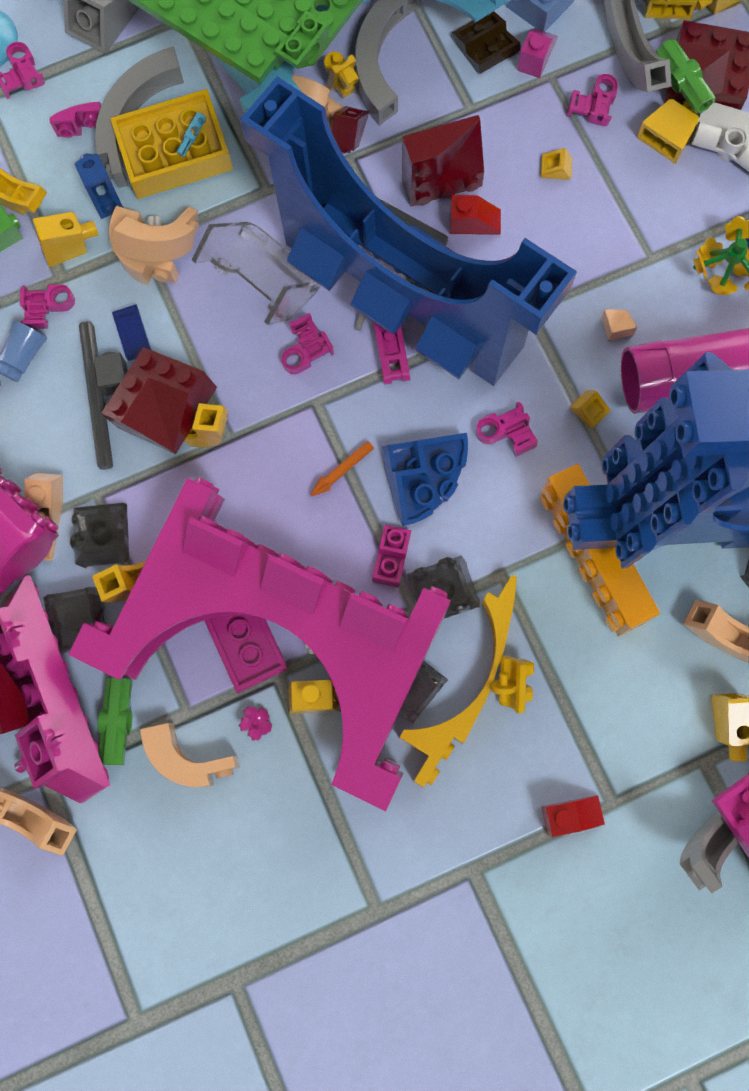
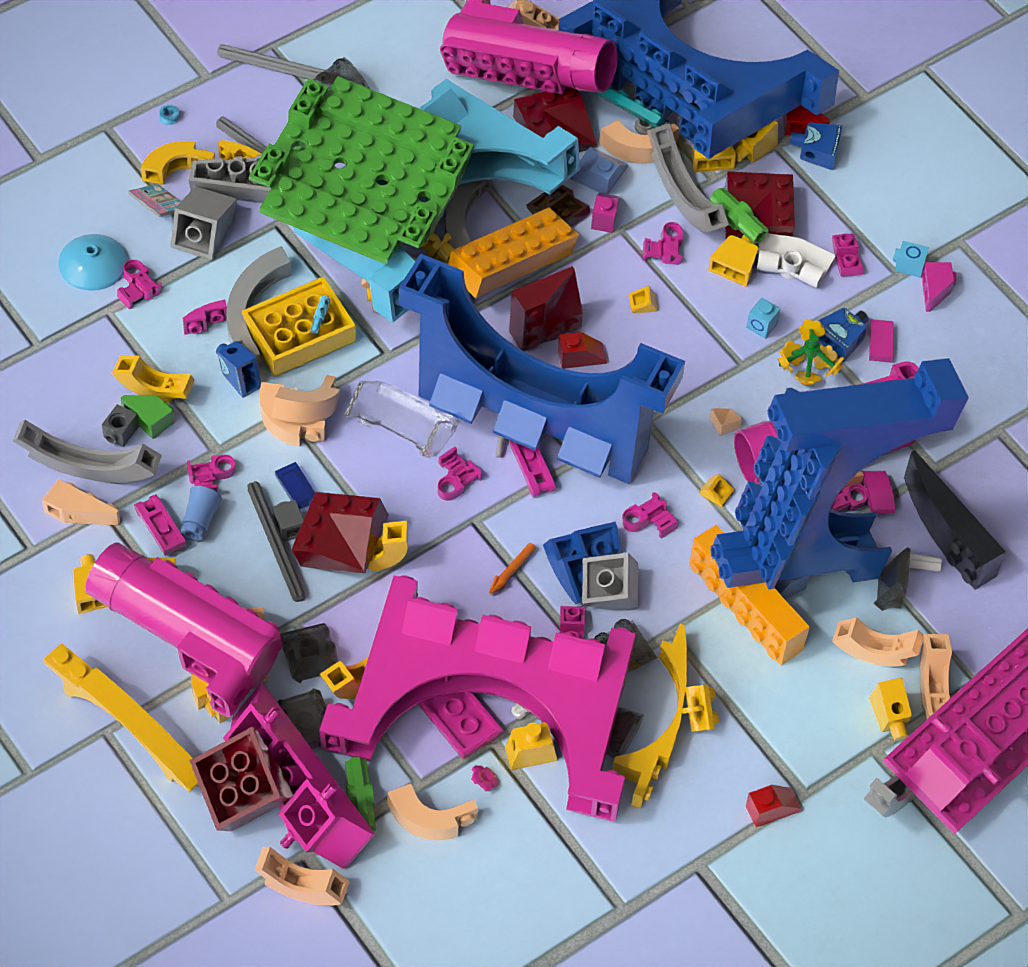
camera: 20 degrees left, 20 degrees down
(63, 236) = (217, 415): yellow torso -> none
(419, 87) = (514, 251): none -> light orange brick
(445, 507) = (610, 582): none -> light grey slope
(687, 205) = (763, 317): none -> medium azure brick

